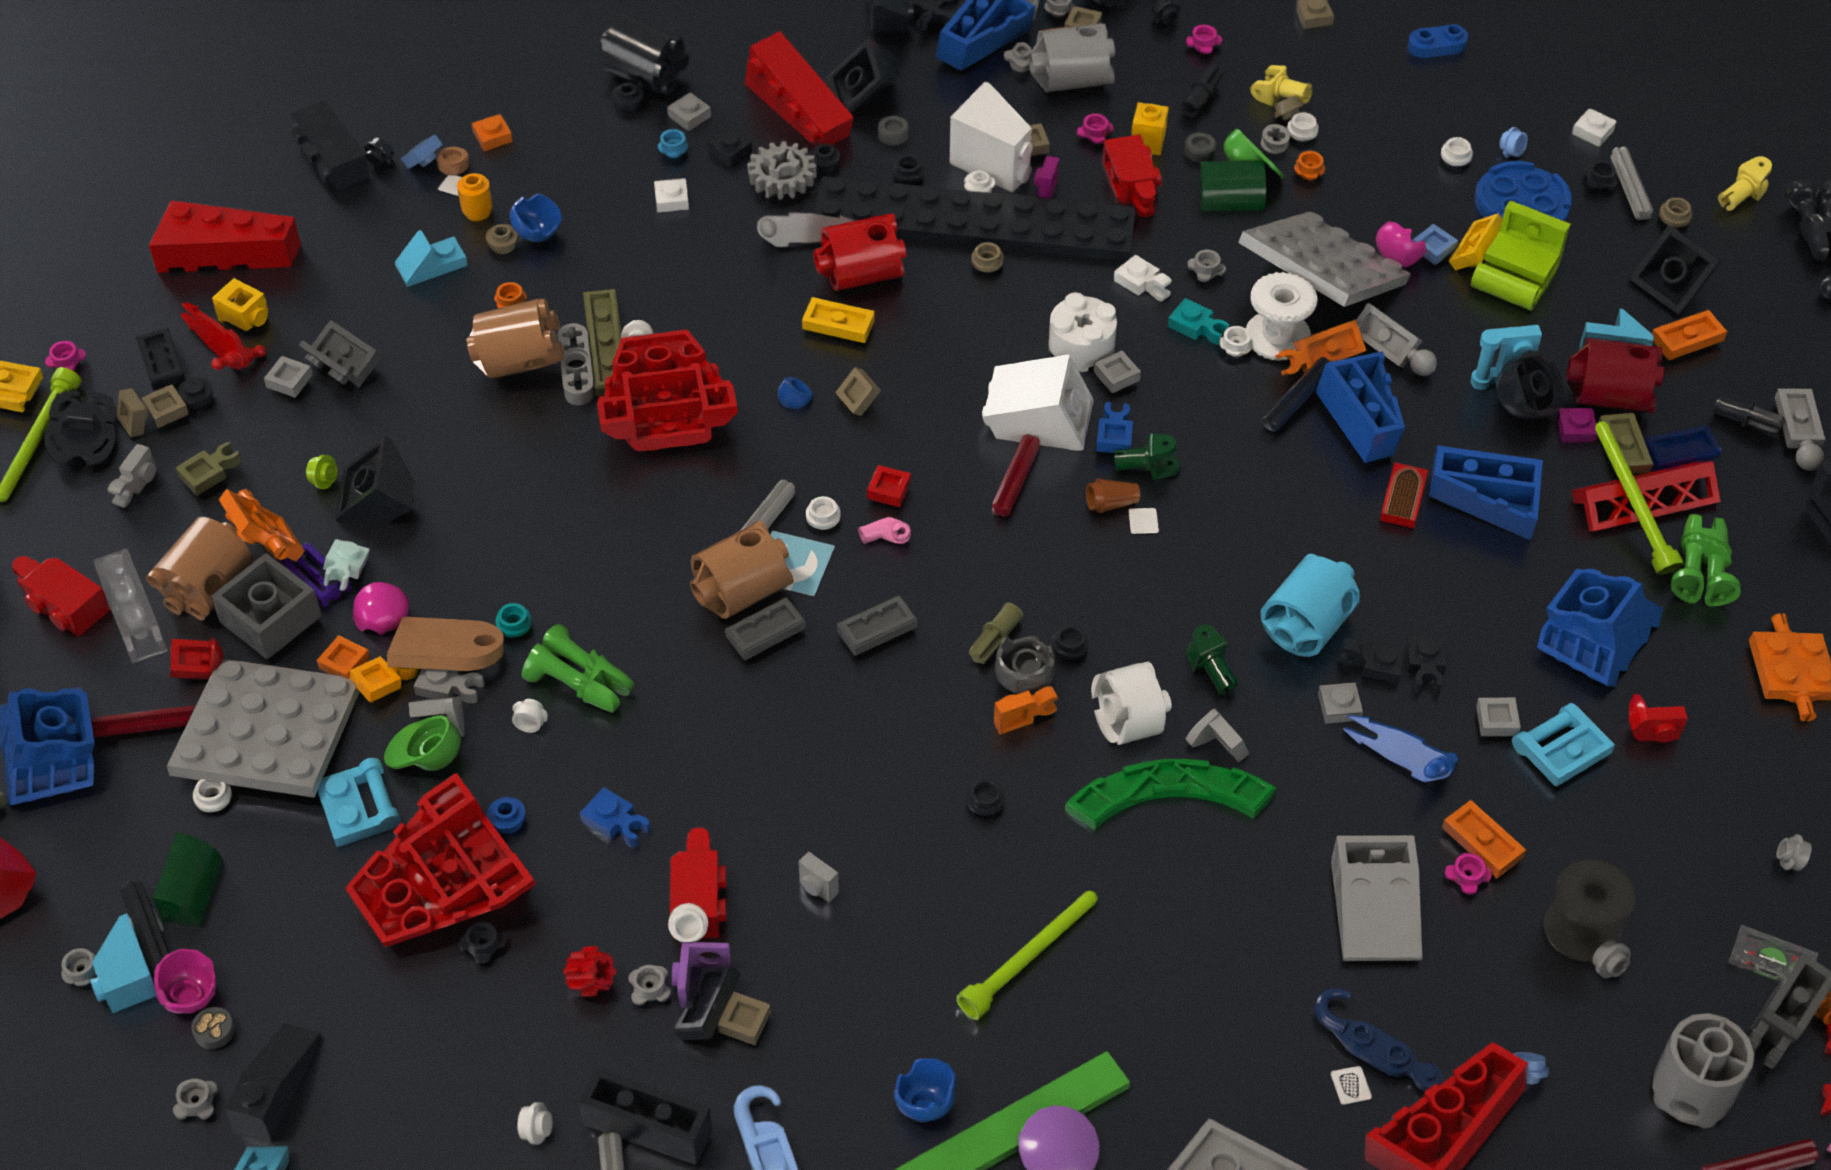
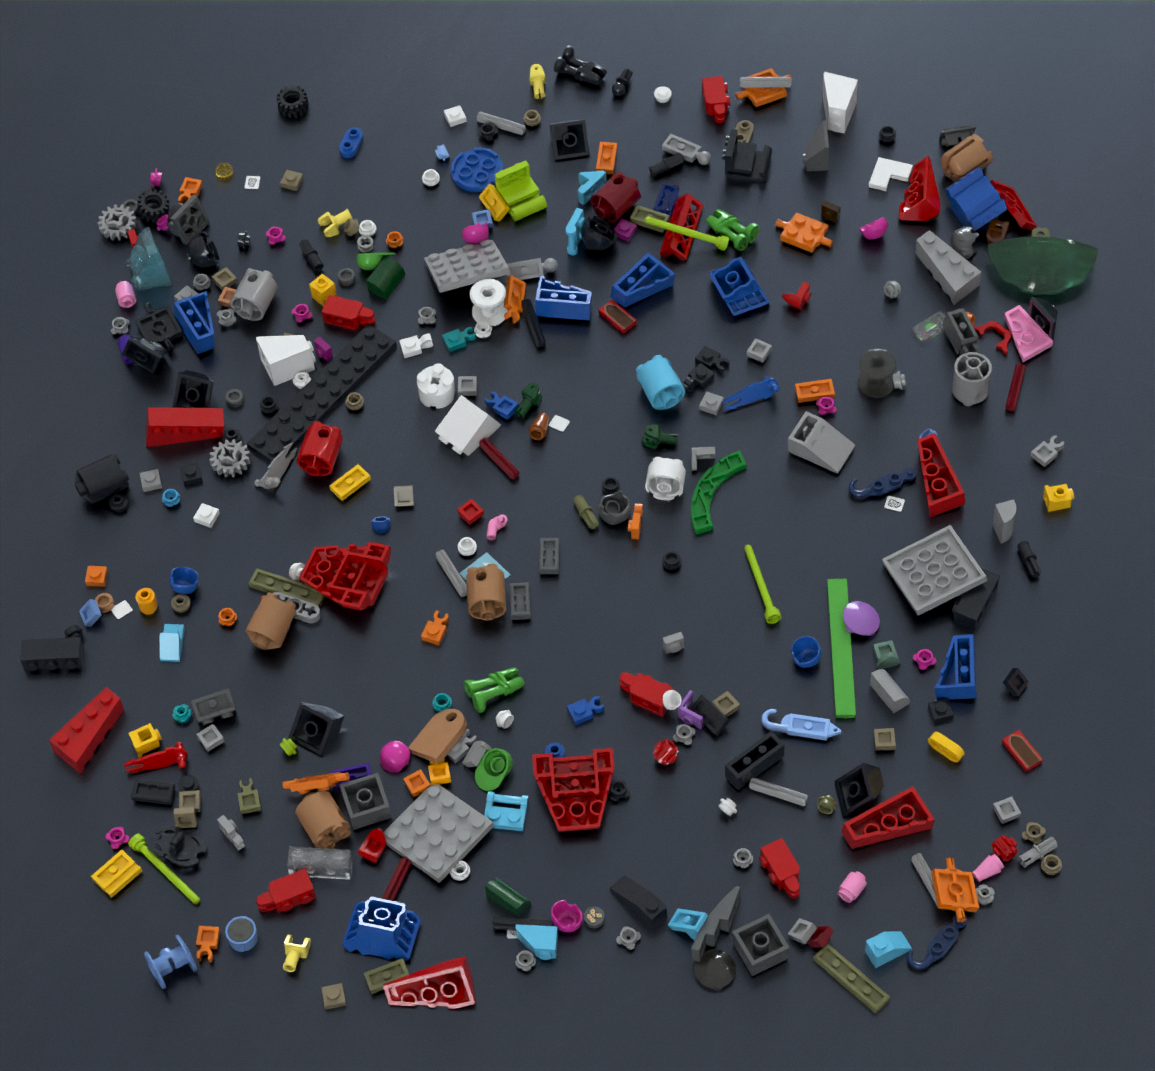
camera: 55 degrees left, 5 degrees up
(312, 326) = (182, 718): none -> teal plate
(344, 561) = (357, 758): light aqua plate -> none
(643, 549) = (435, 630): none -> orange plate
(1568, 753) = (793, 334): medium azure plate -> none

